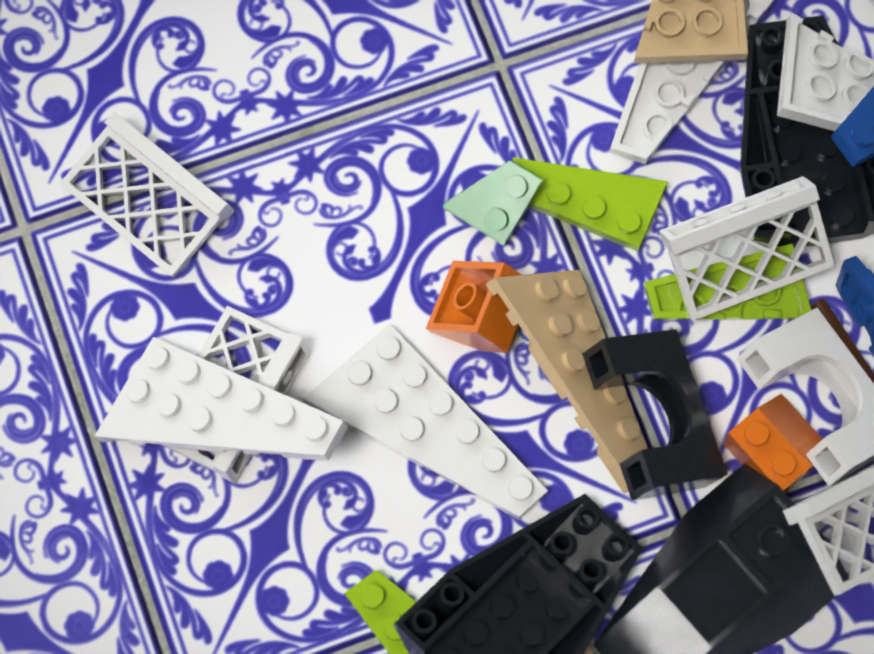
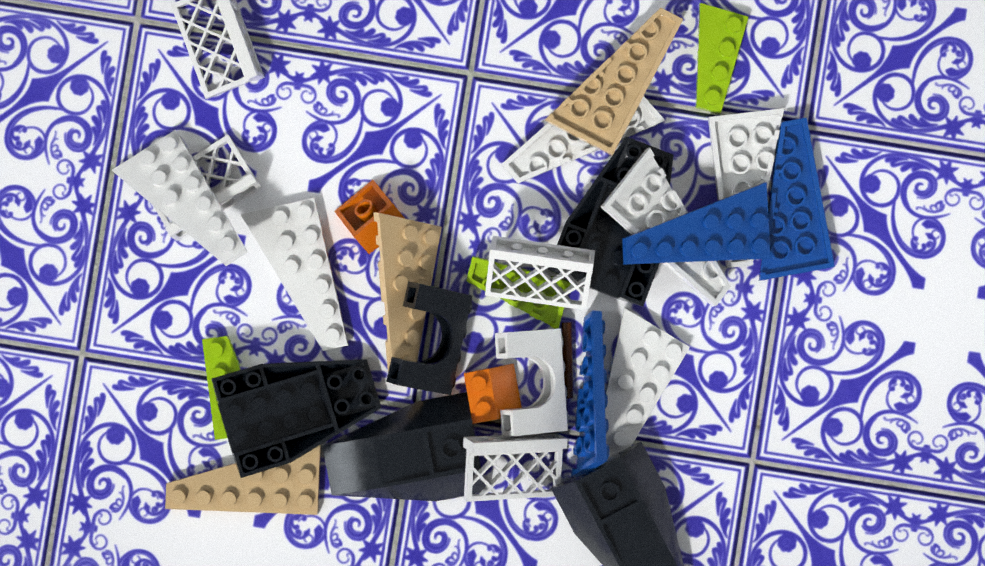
camera: 30 degrees right, 15 degrees up
(497, 201) = (416, 159): wing -> none
(597, 201) = (475, 189): lime wing -> none

